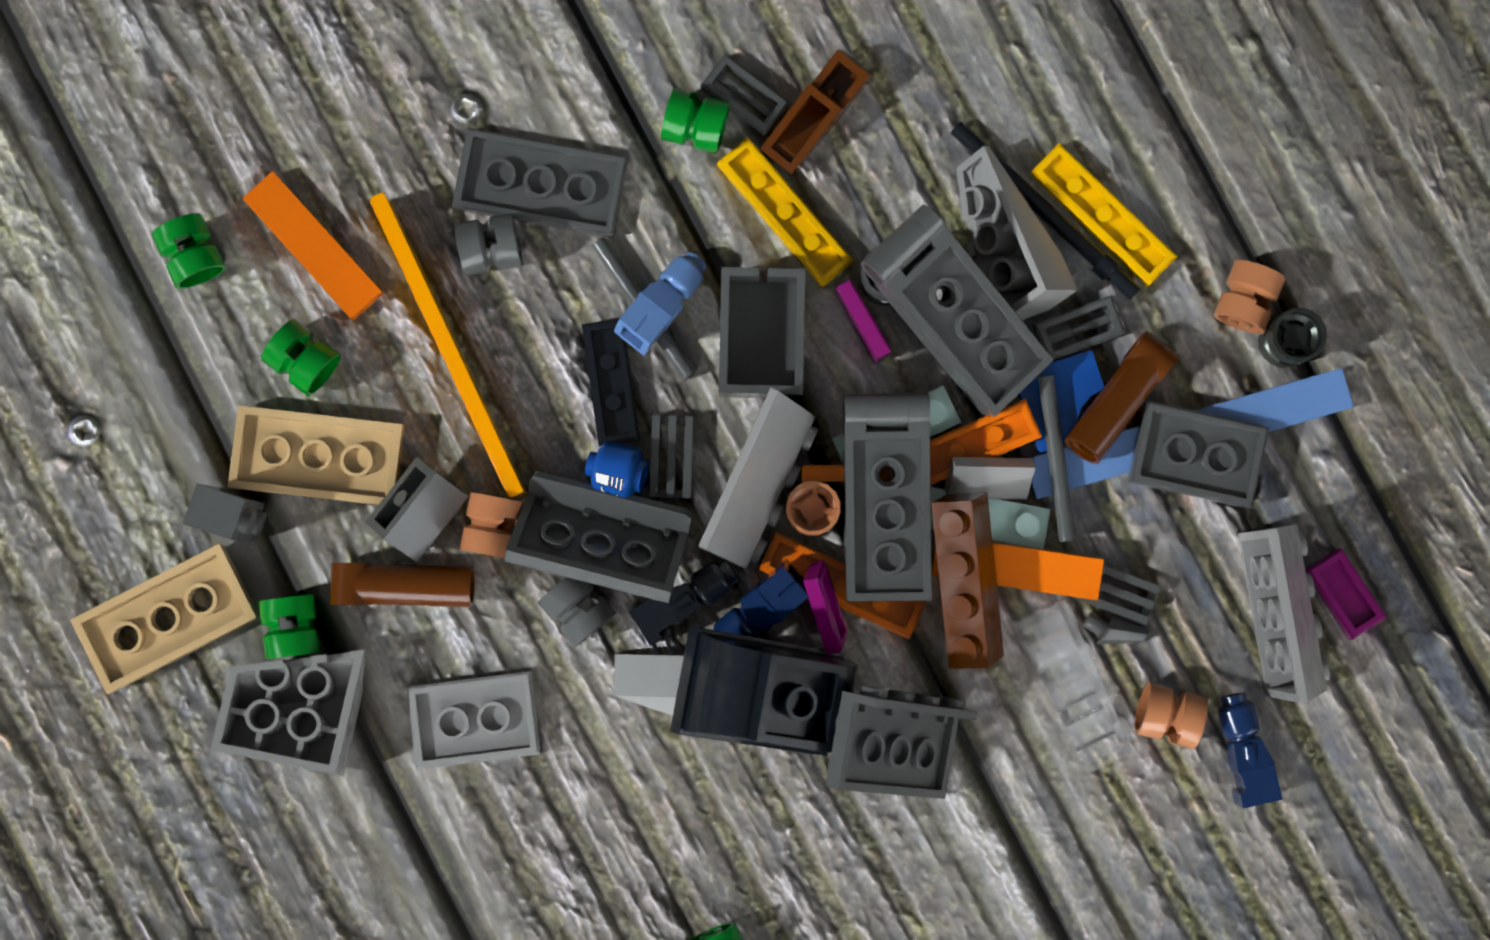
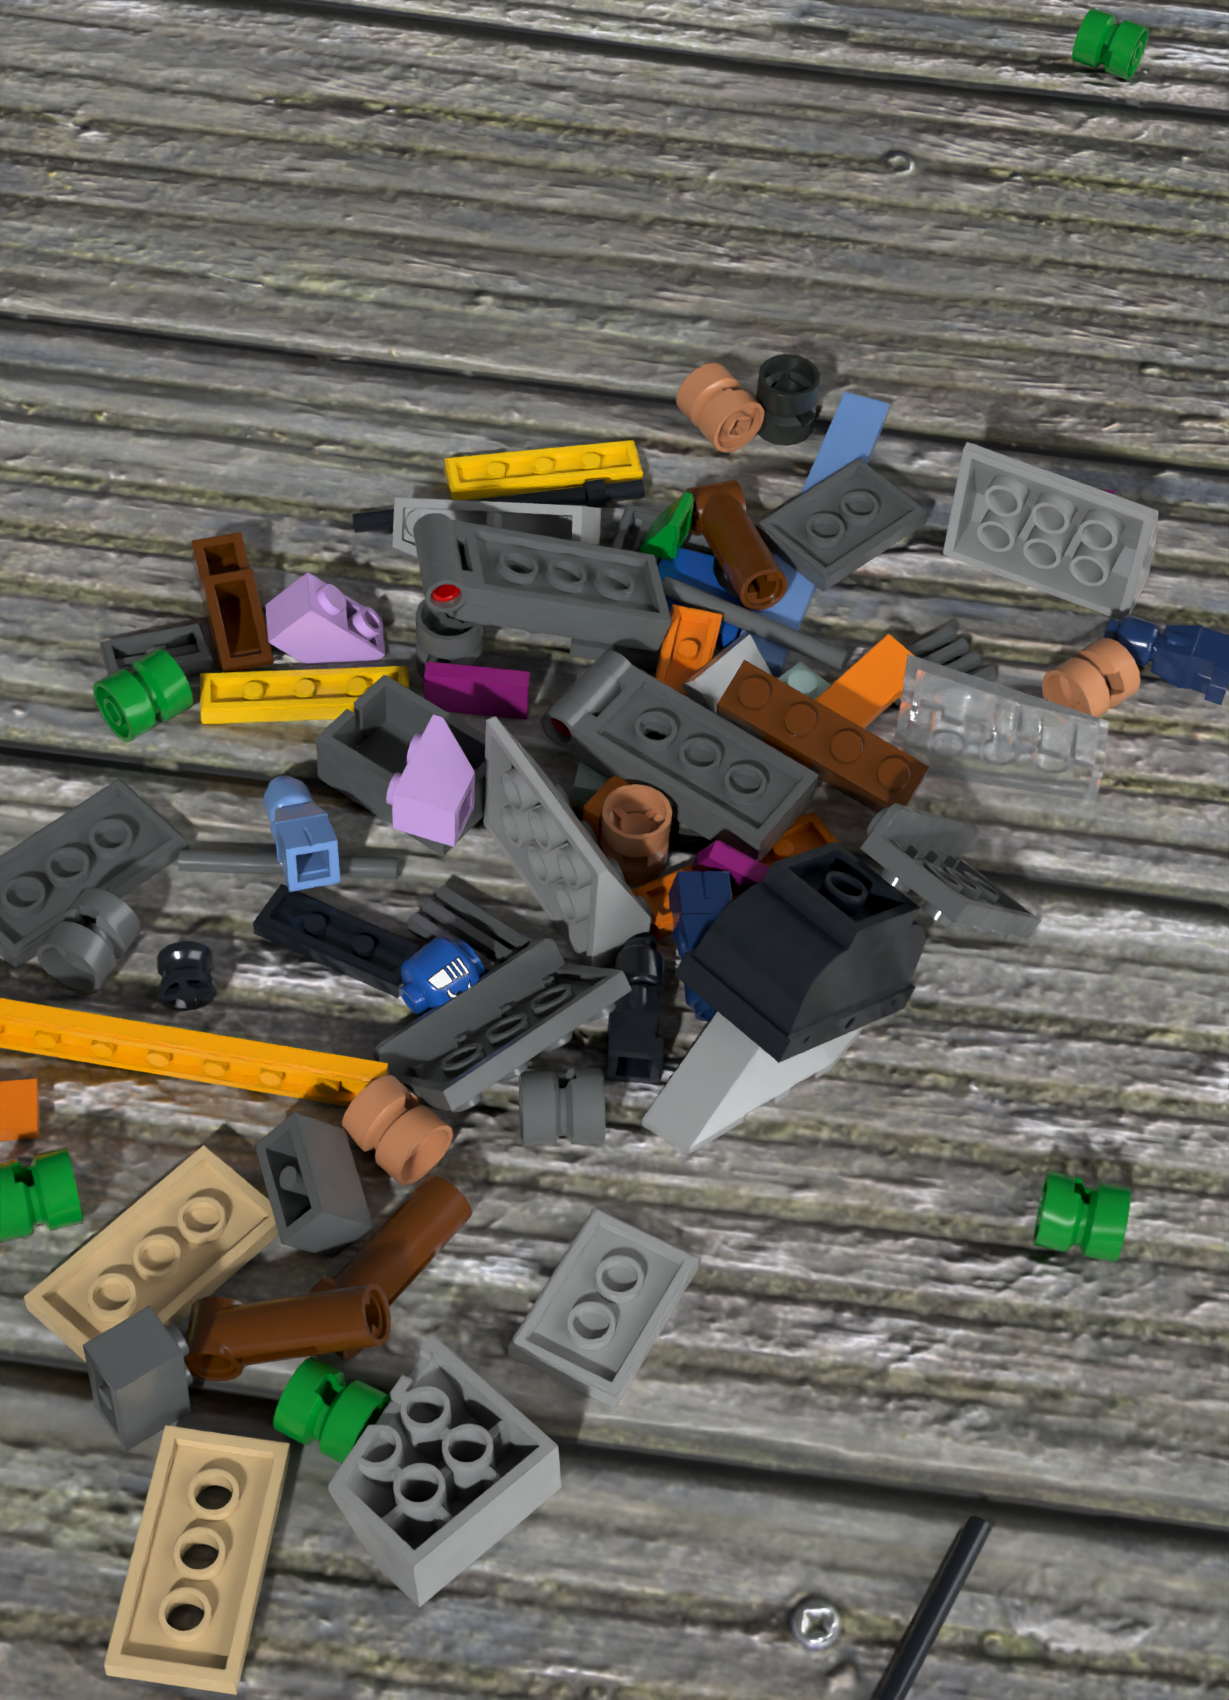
camera: 60 degrees left, 35 degrees down
(297, 540) = (231, 1334): none -> reddish brown piece
(510, 318) = (186, 975): none -> black wheel
(724, 379) = (435, 788): none -> lavender slope
(842, 185) = (323, 624): none -> lavender slope
(1096, 344) = (670, 529): none -> green slope

